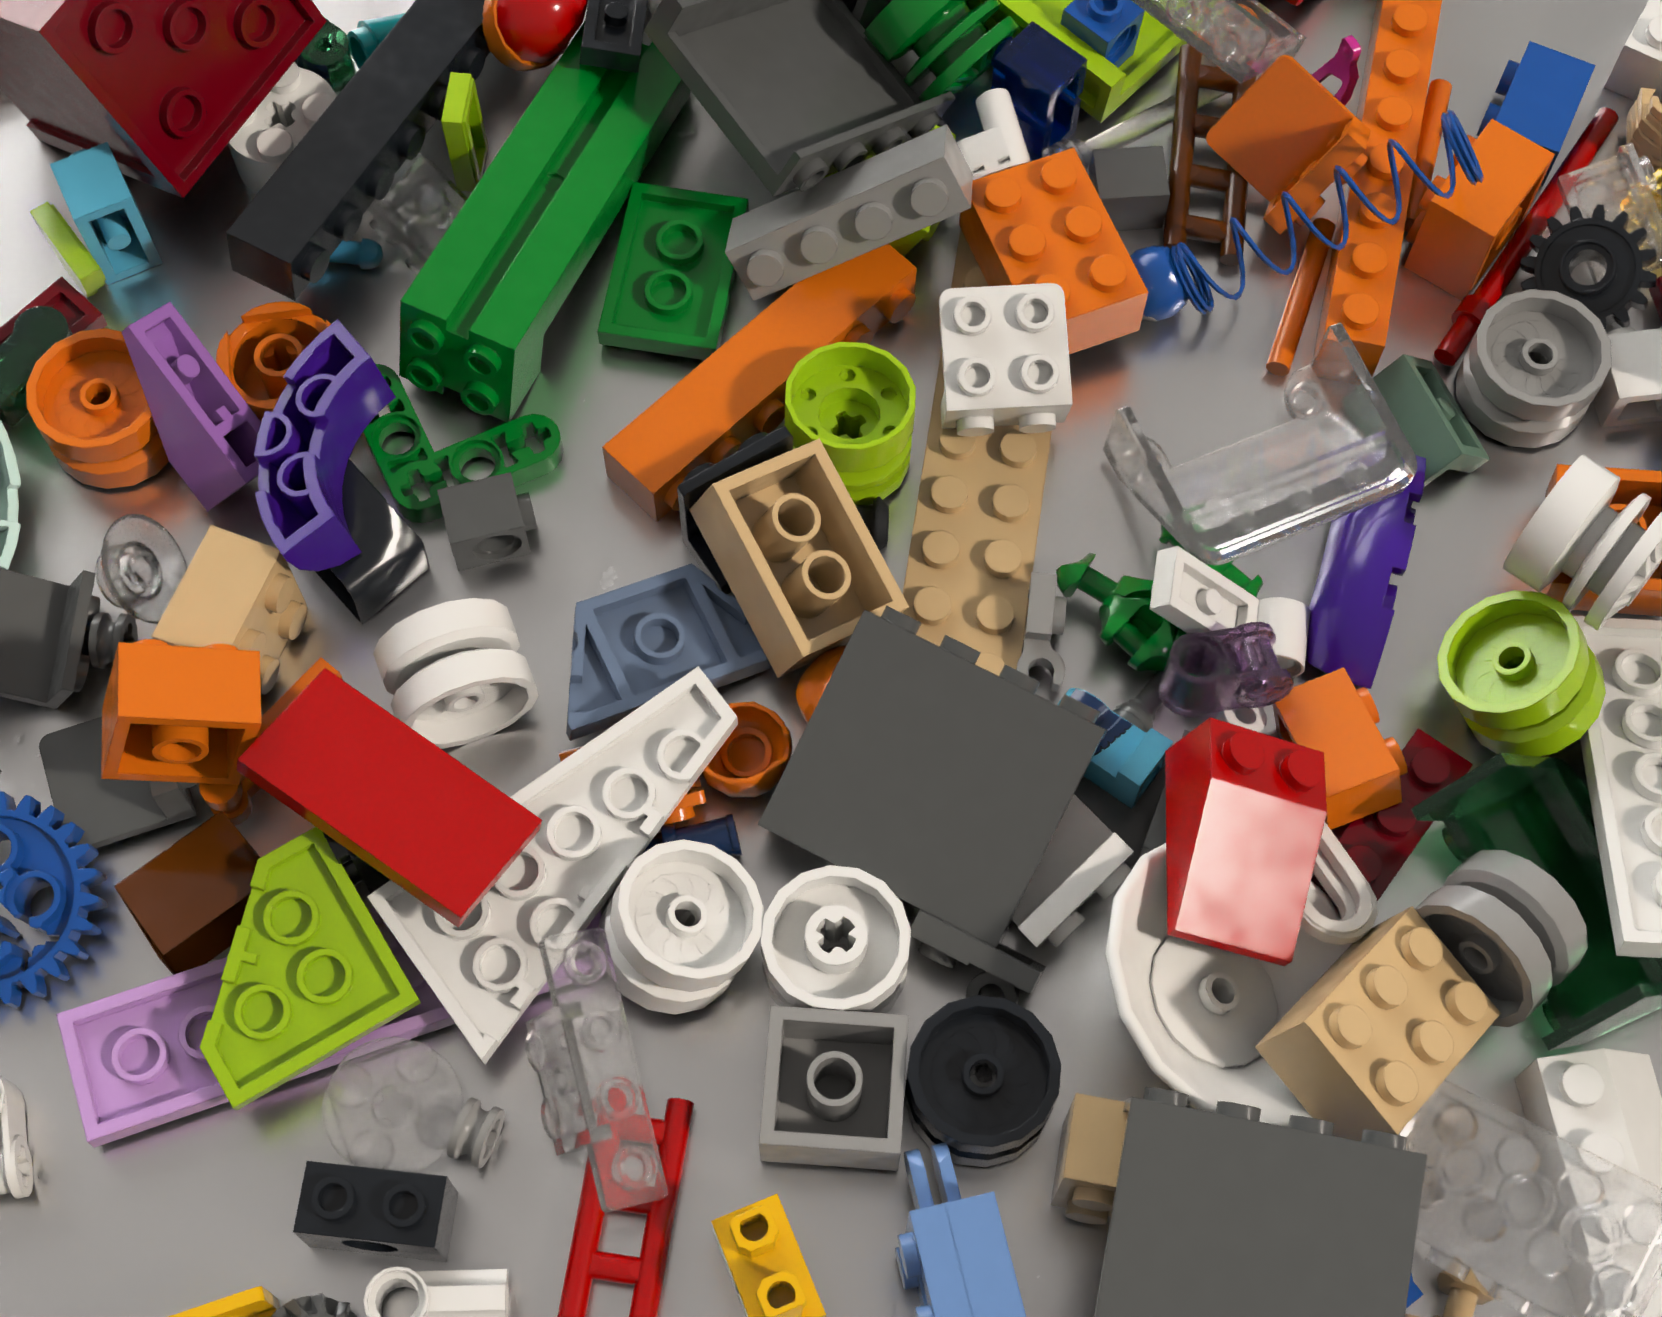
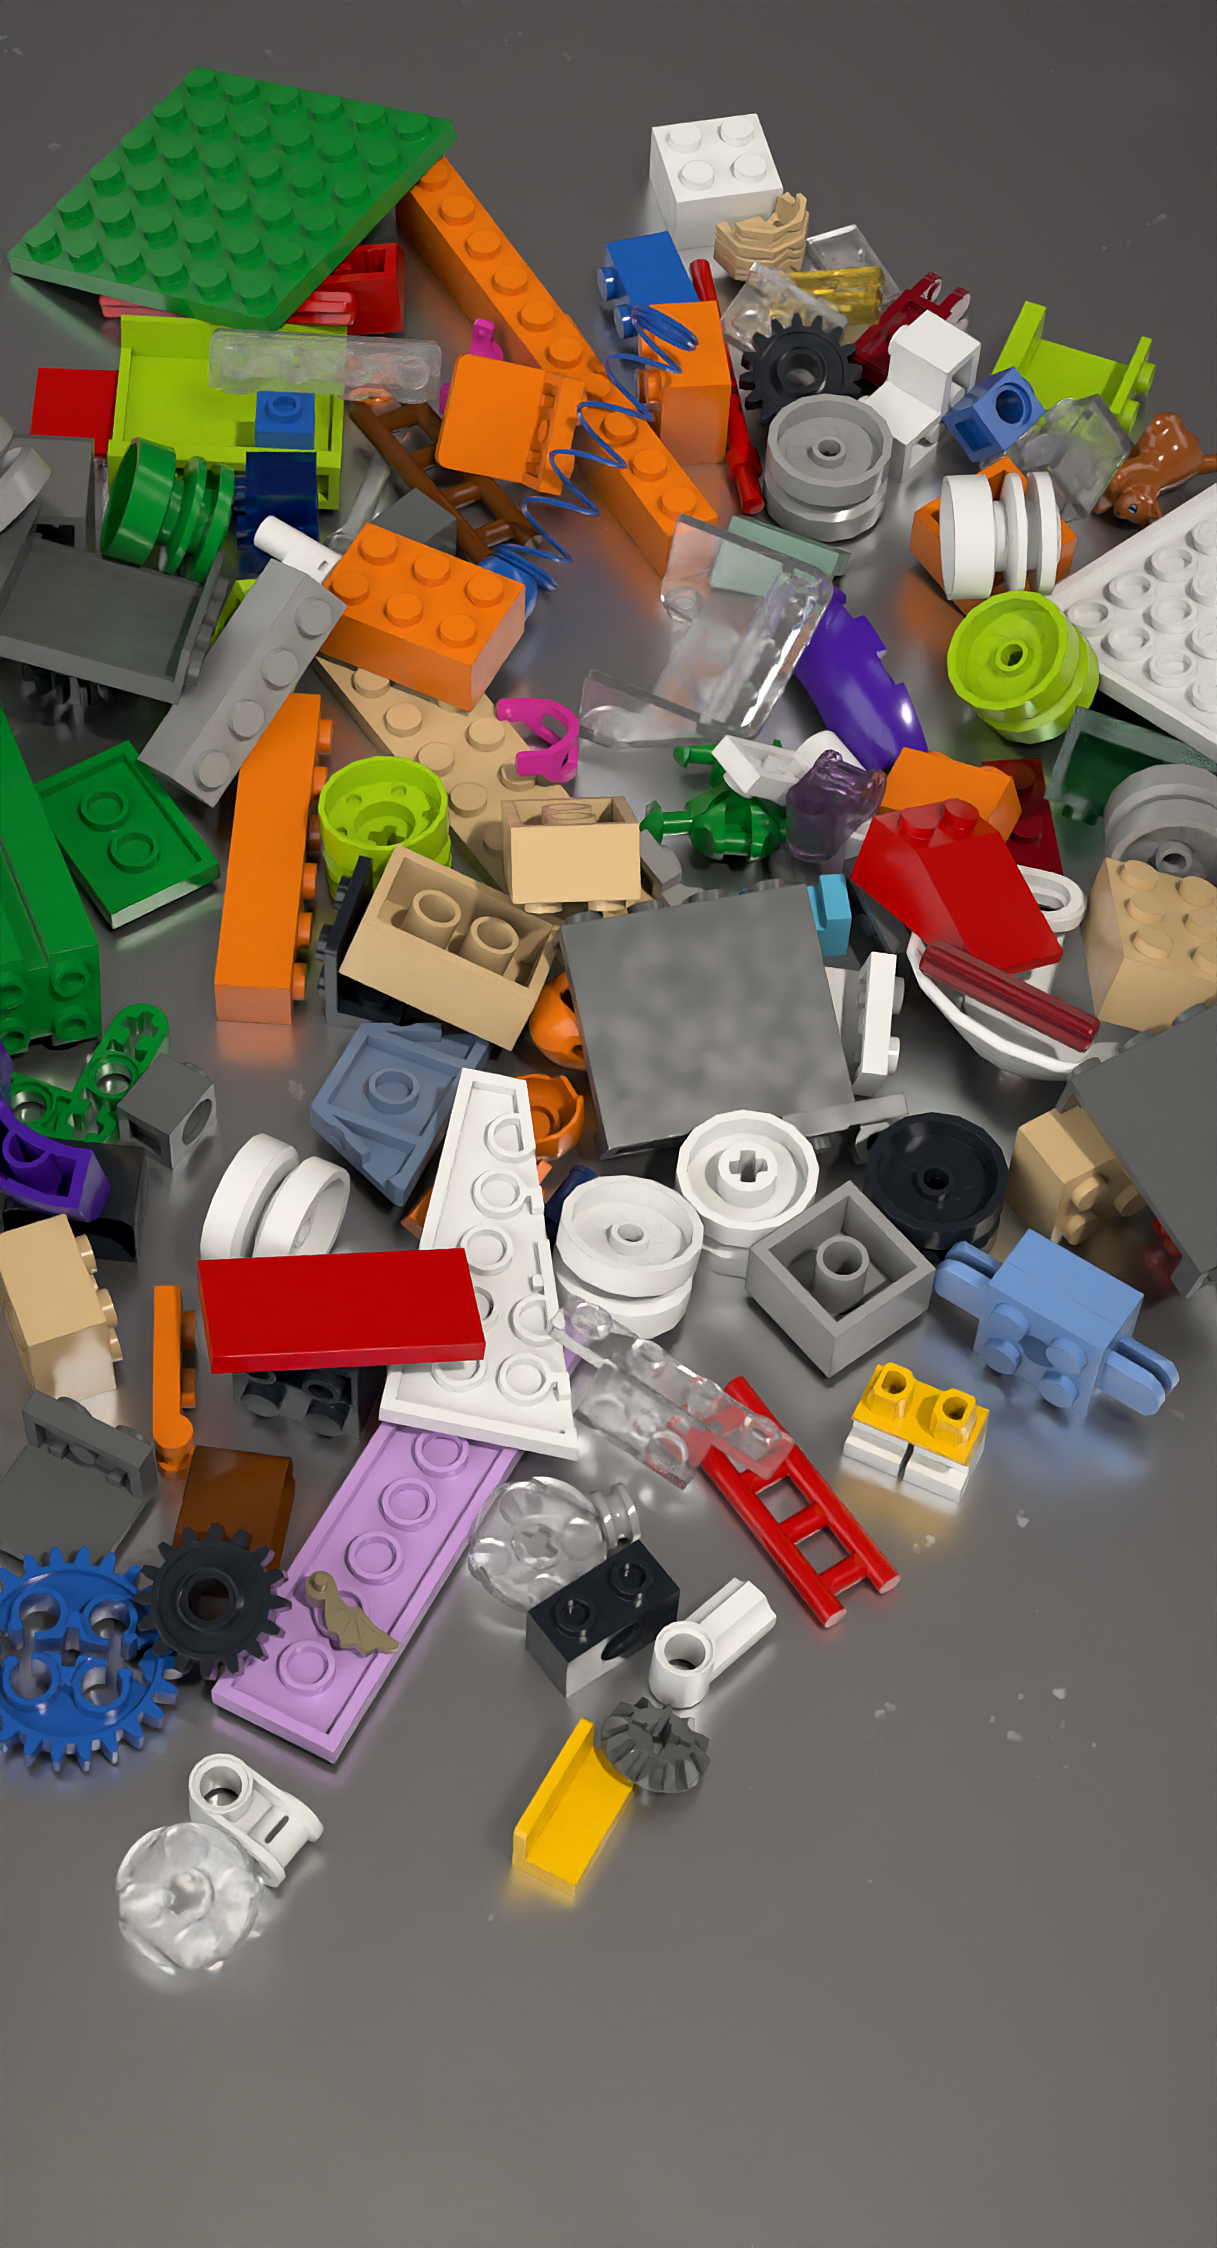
camera: 45 degrees left, 10 degrees down
(96, 951) = (187, 1575): none -> black gear
(179, 712) = (122, 1372): orange brick -> none
(186, 1041) = (345, 1622): none -> dark tan piece
(299, 974) = (382, 1498): lime plate -> none
(945, 549) = (571, 852): none -> tan brick
(1004, 358) = (468, 702): white bracket -> none
(1041, 457) = (546, 761): none -> dark pink helmet
(1177, 972) = (1009, 995): none -> dark red axle
(1299, 299) = (612, 539): orange bar -> none

